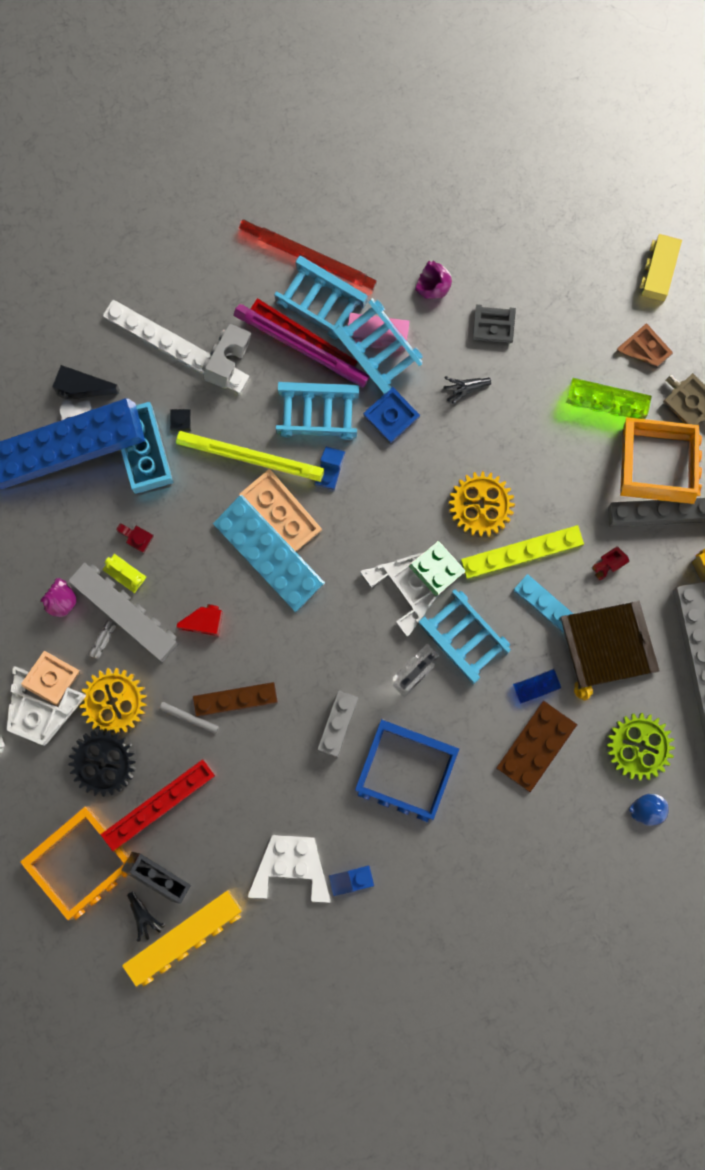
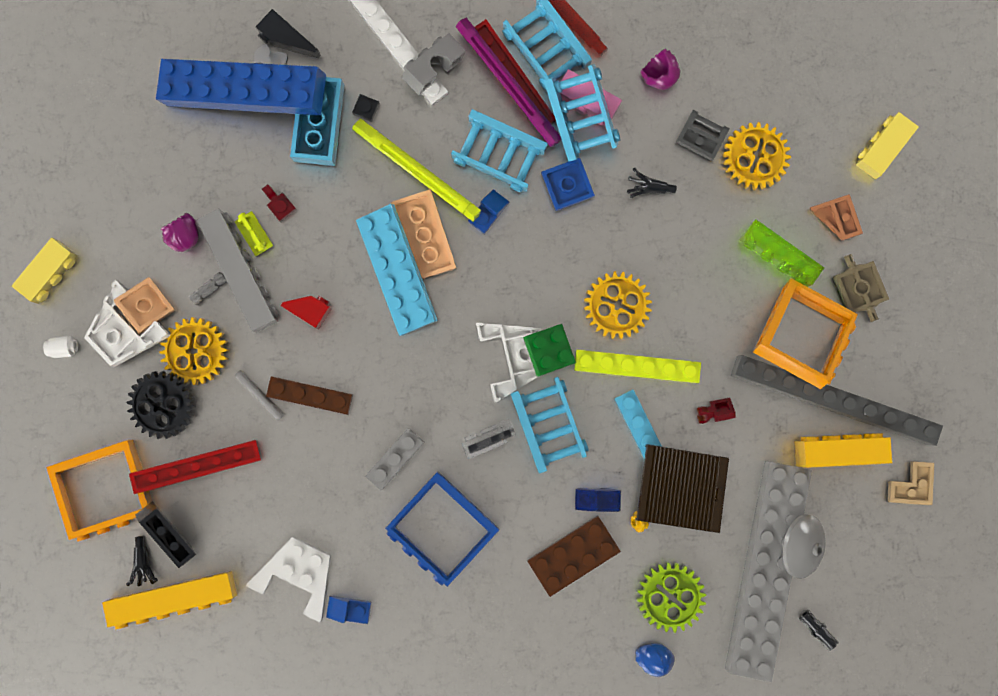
camera: 20 degrees right, 5 degrees up
(531, 323) = (774, 162): none -> yellow gear

